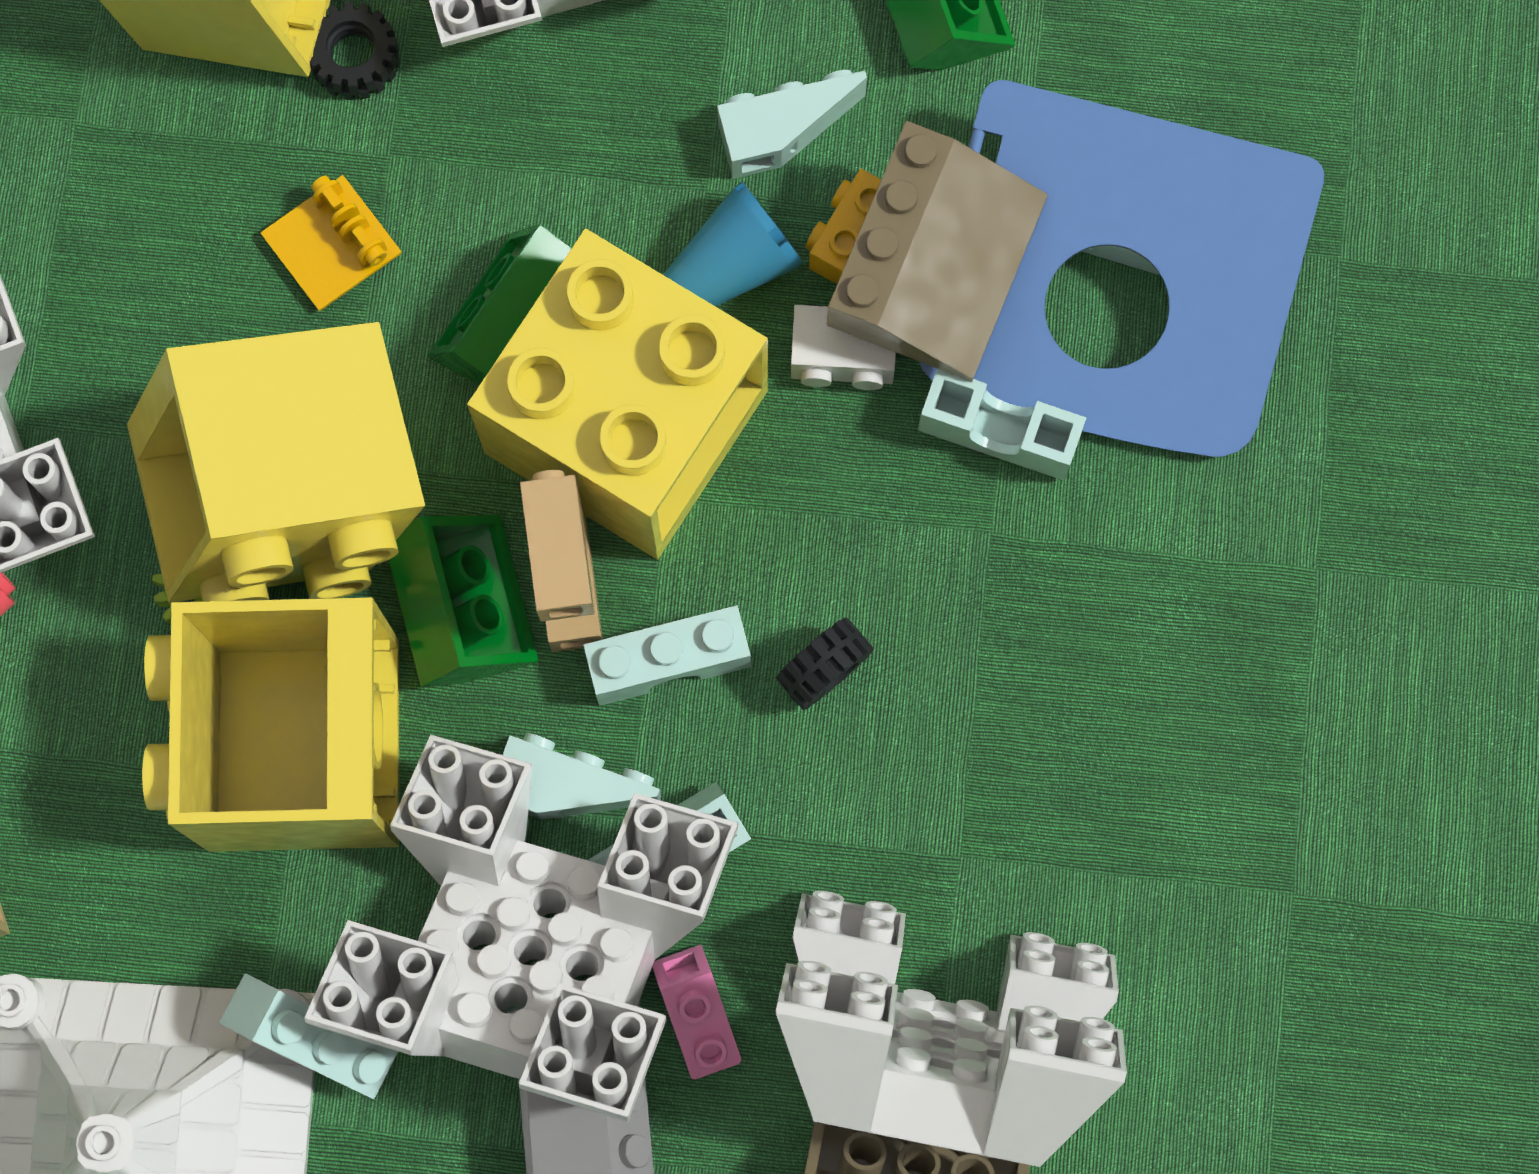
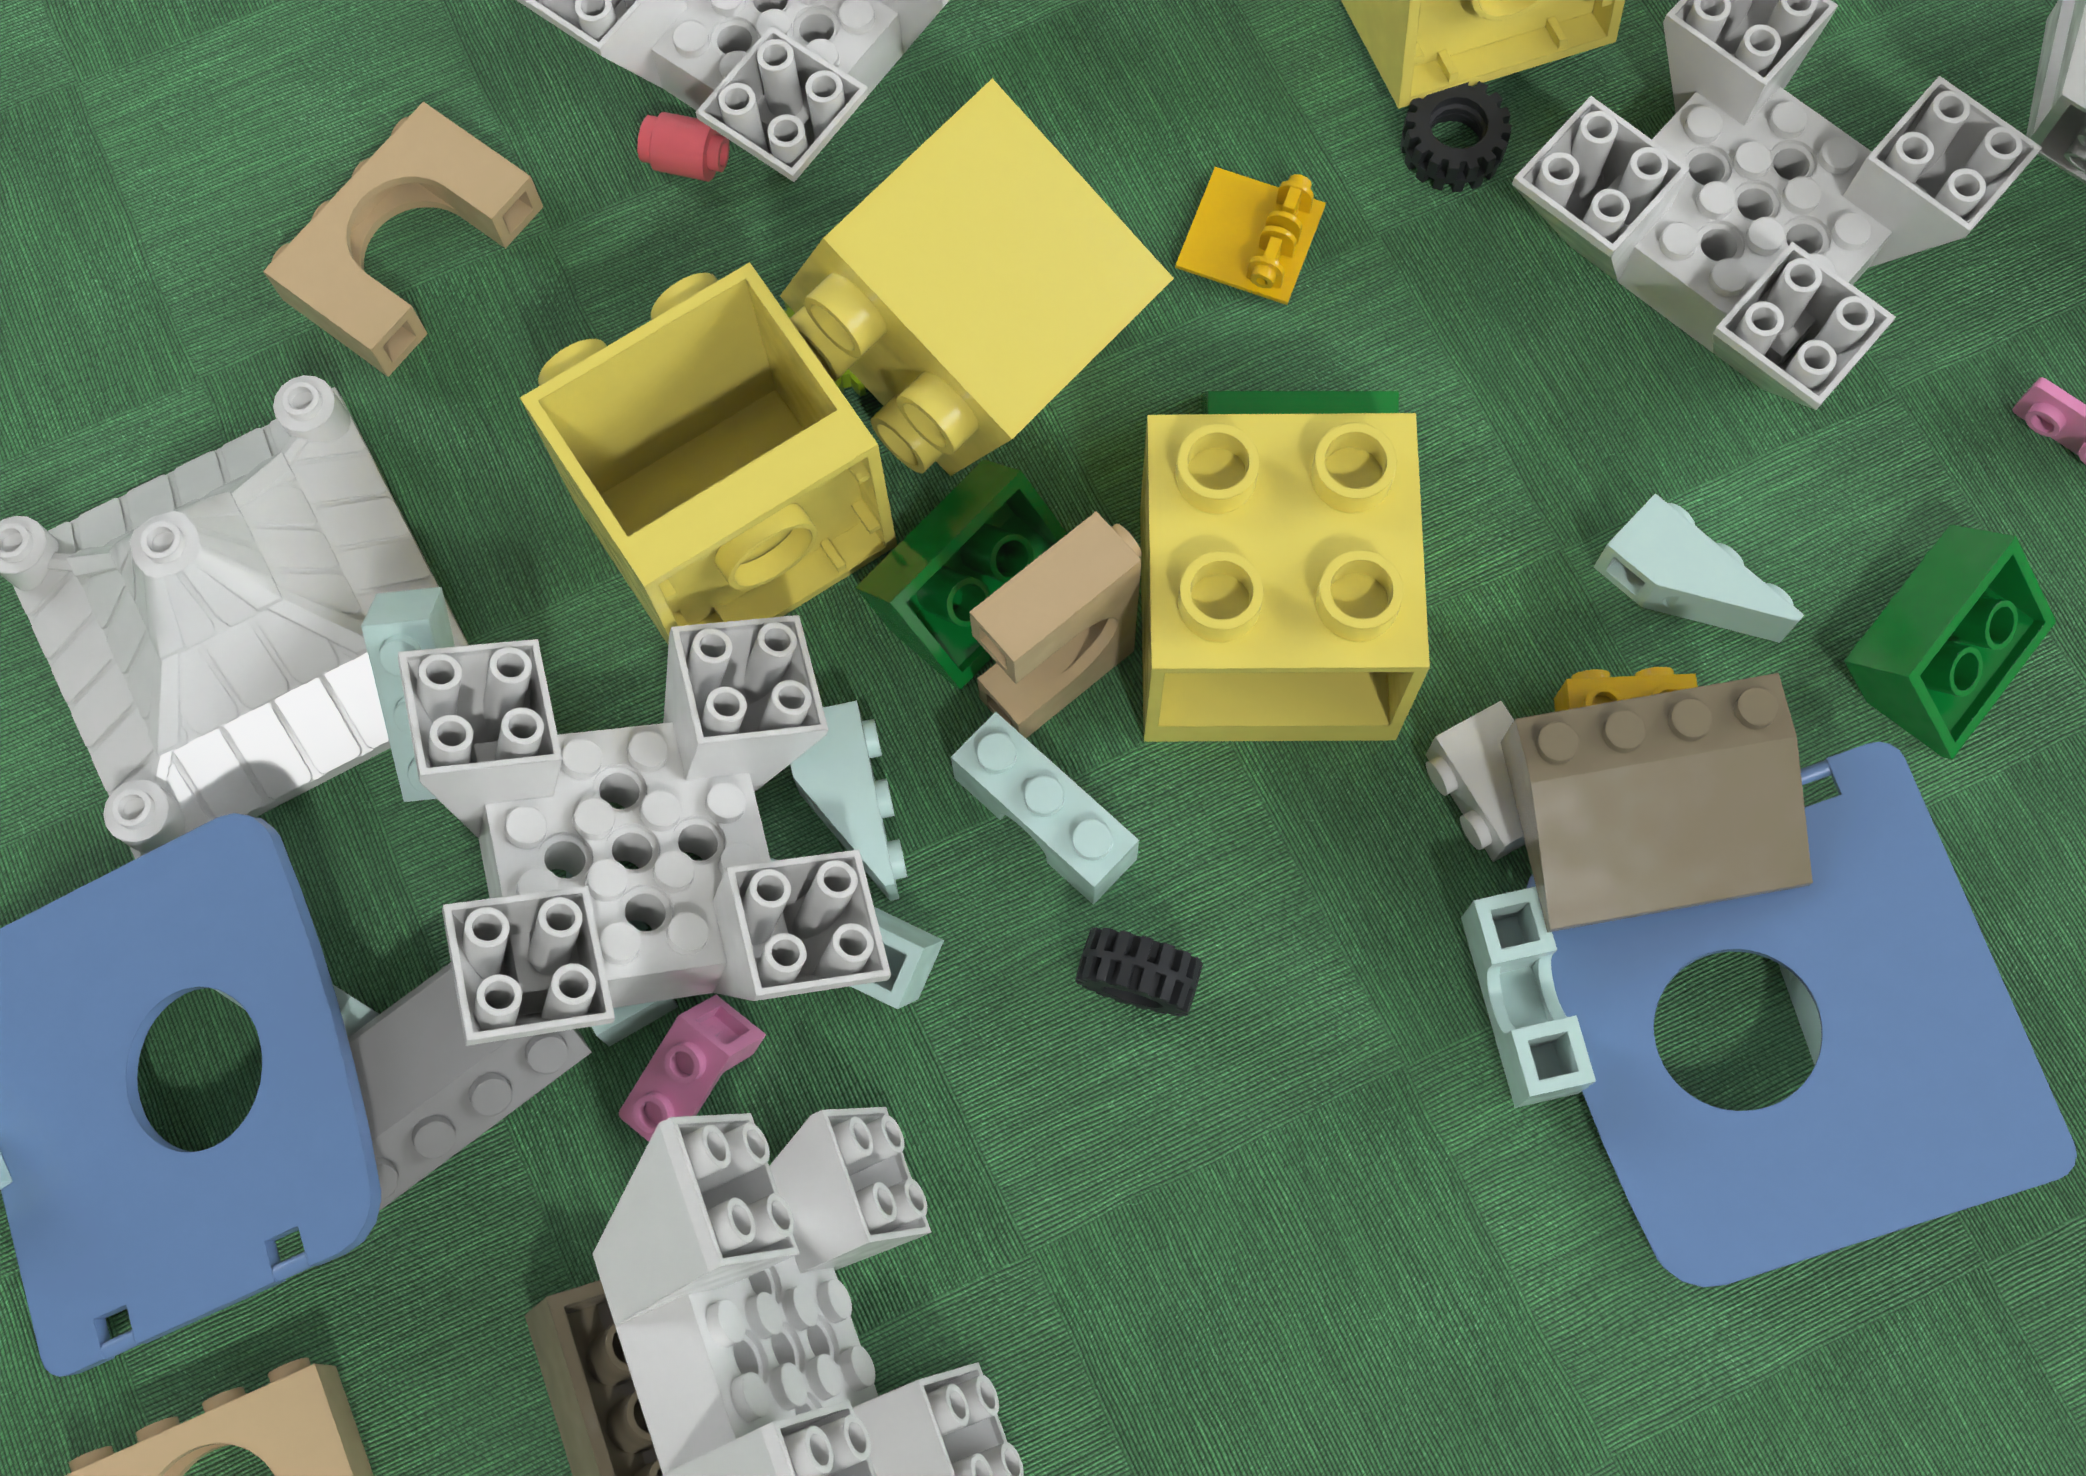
camera: 60 degrees right, 5 degrees down
(733, 251) = (1511, 607): dark azure cone -> none

